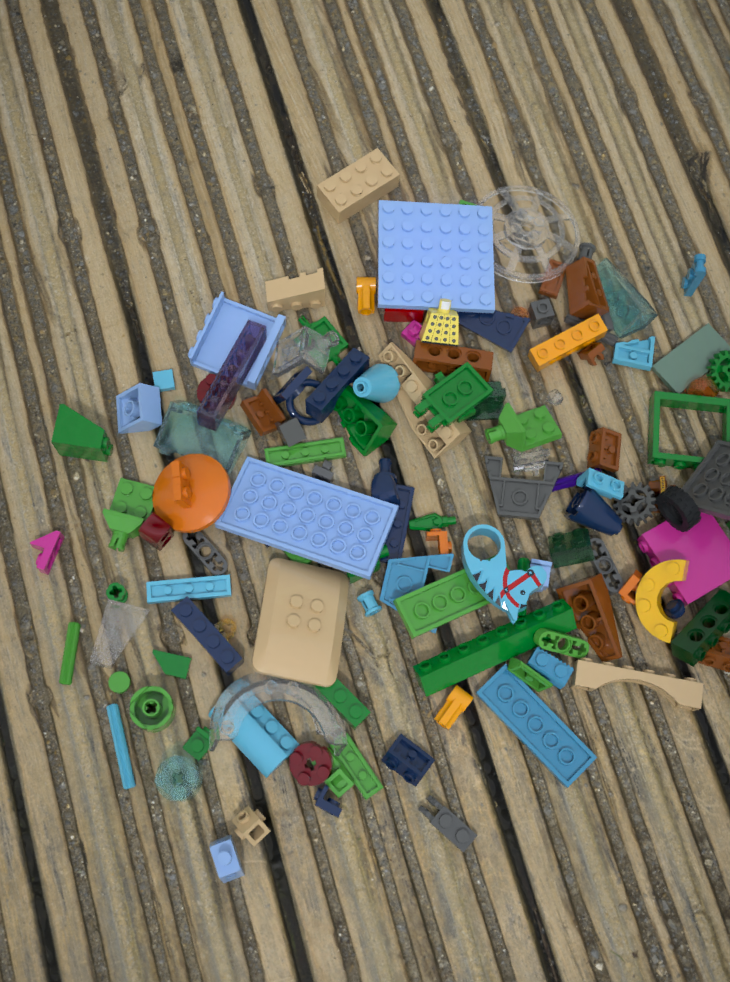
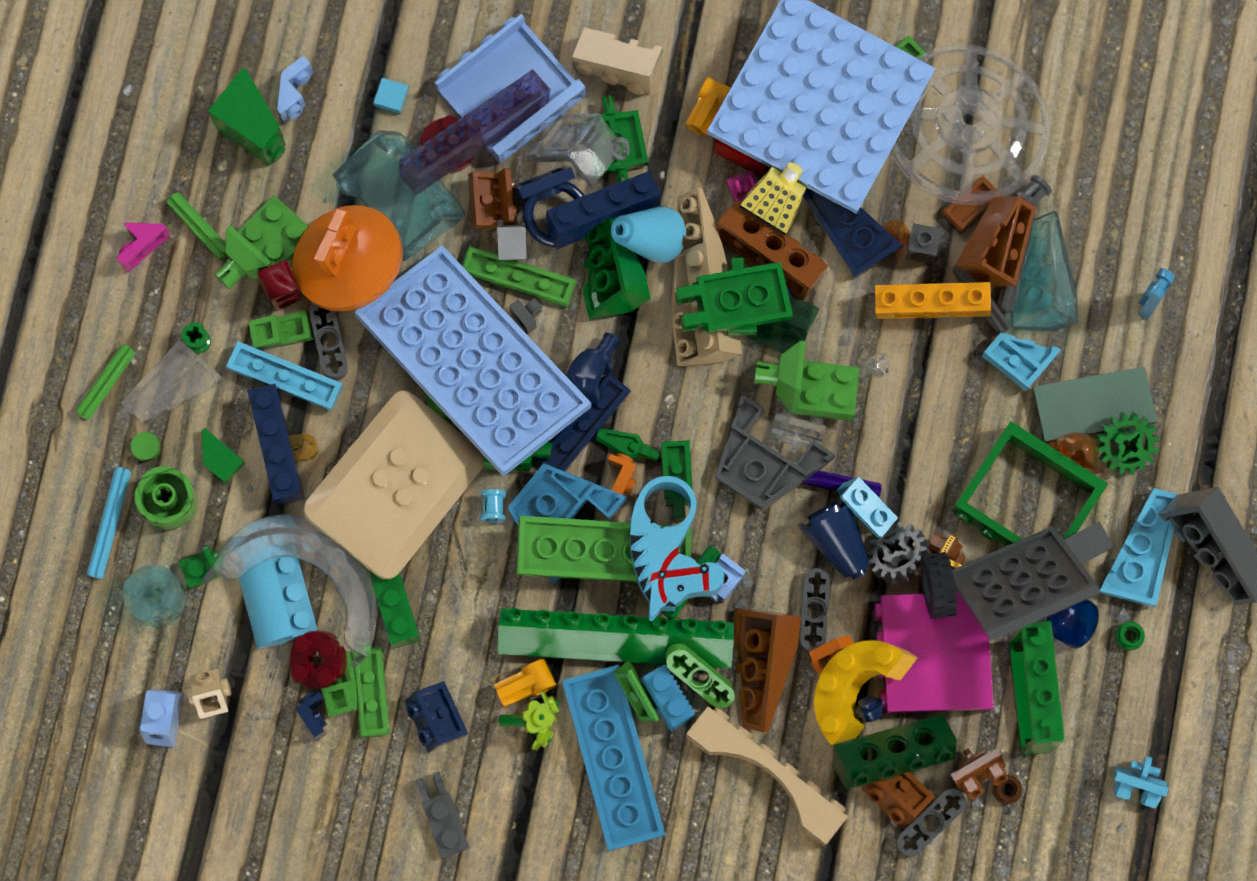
camera: 35 degrees right, 5 degrees up
(80, 521) = (197, 225): none -> bright green axle
(99, 411) = (290, 100): none -> light blue slope
(139, 409) = (340, 118): light blue slope -> none
(171, 561) = (281, 331): none -> bright green slope
(468, 518) = (676, 463): none -> green hinge
(476, 723) = (535, 720): none -> lime plant
(570, 548) = (781, 565): clear green bracket -> none
(592, 351) = (962, 327): dark orange tile -> none
(604, 449) = (903, 464): dark orange bracket -> none

